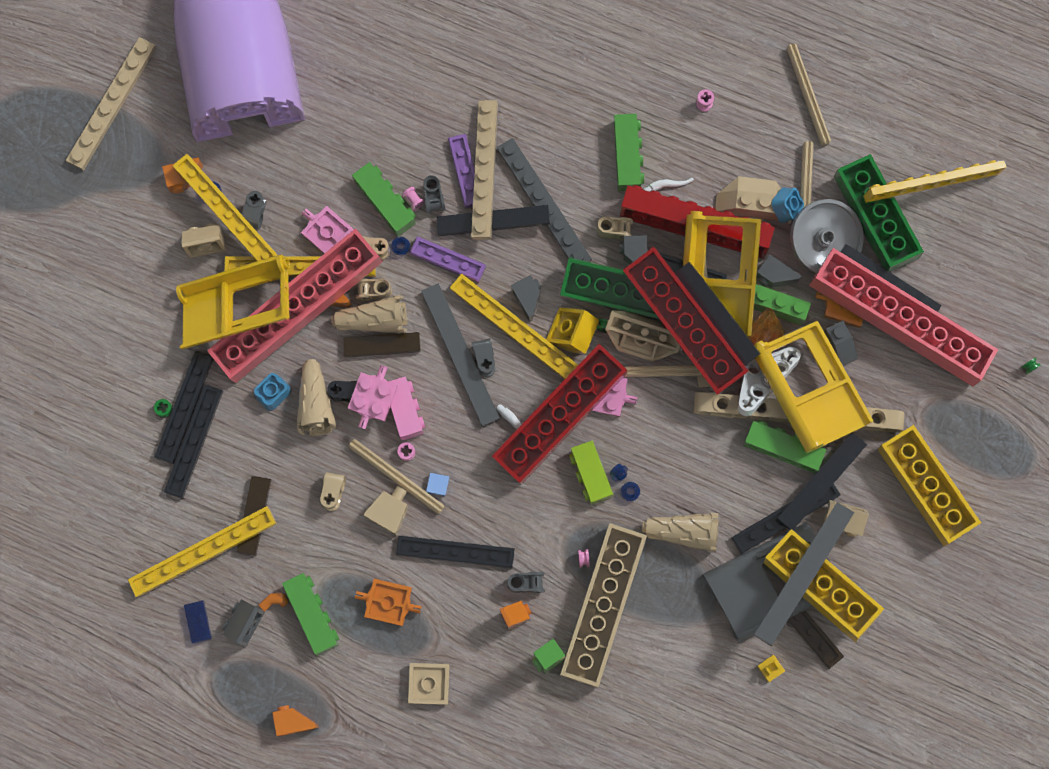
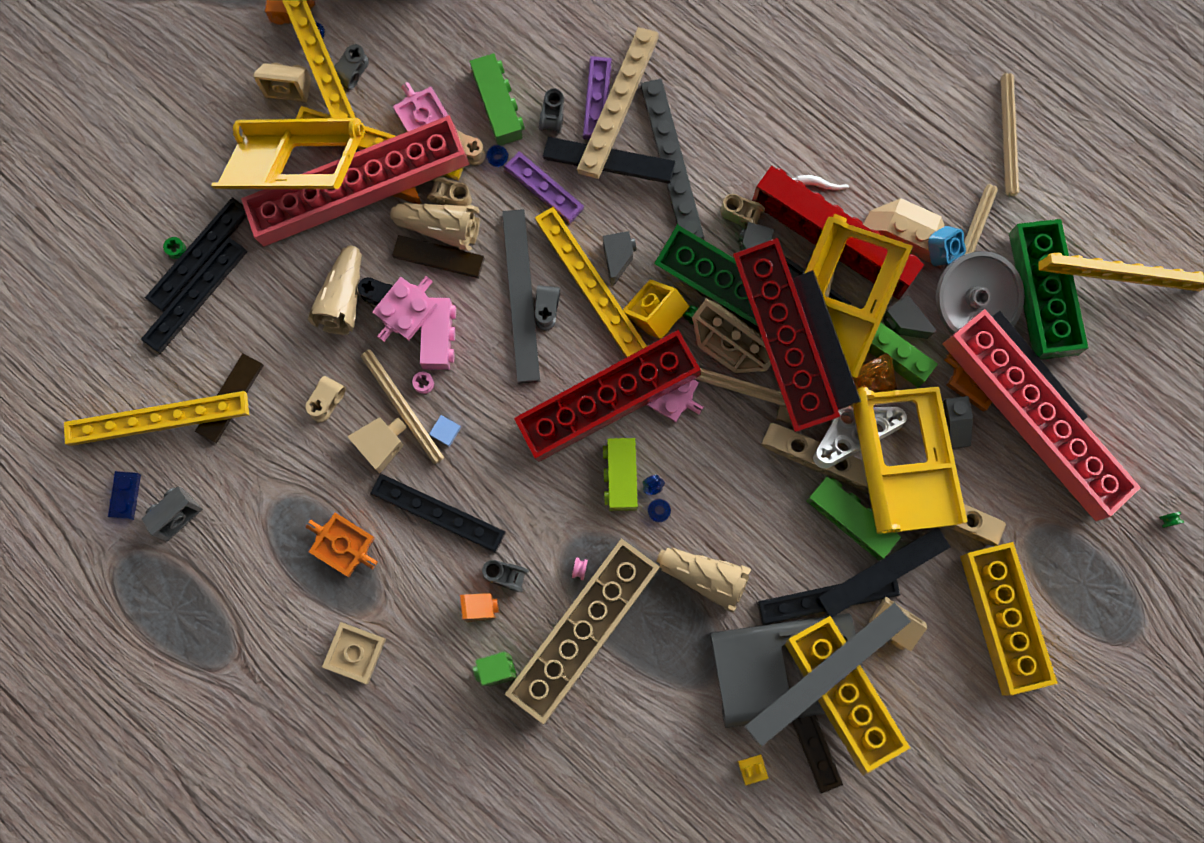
camera: 15 degrees right, 0 degrees up
(272, 391) = (299, 268): dark azure piece -> none
(274, 598) = (215, 497): orange arm -> none
(291, 721) = (184, 642): orange slope -> none
(310, 614) = (250, 528): bright green brick -> none
(412, 199) = (528, 109): bright pink bush -> none
(509, 416) = (550, 380): white animal -> none
(627, 150) = (784, 131): bright green brick -> none
(700, 103) = (886, 101): bright pink bush -> none

